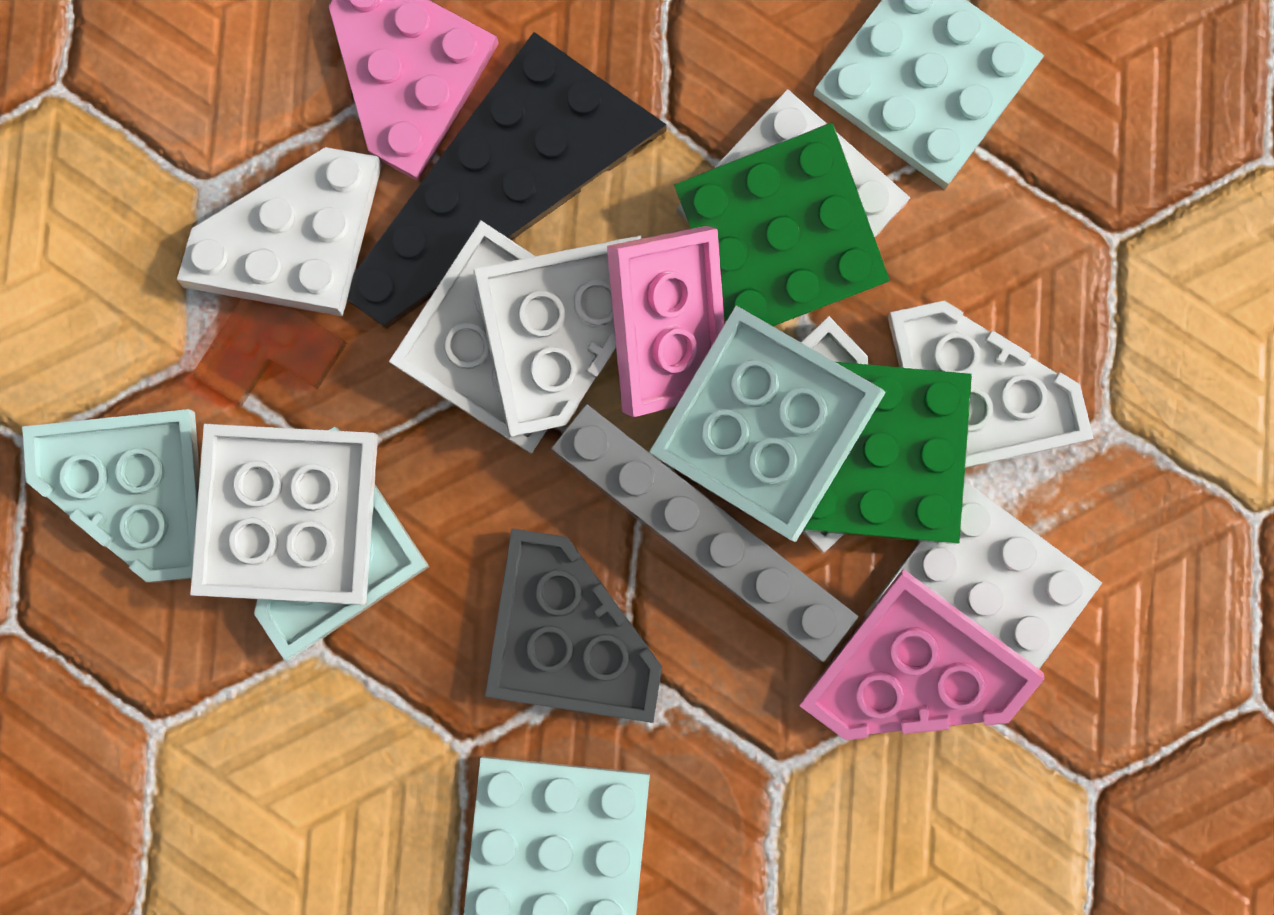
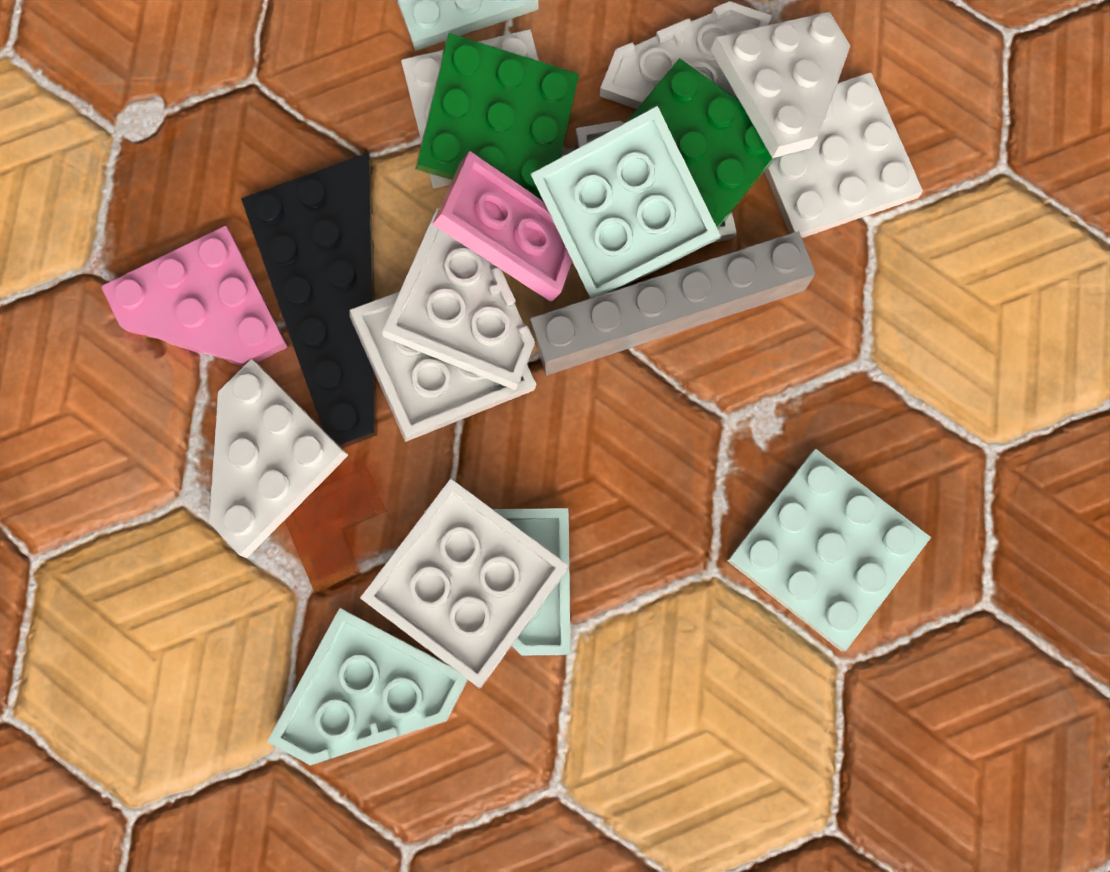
camera: 60 degrees left, 5 degrees down
(566, 637) = (681, 444): dark grey plate -> none
(919, 670) = (858, 220): bright pink plate -> none
(1025, 498) = (785, 77): none -> white plate

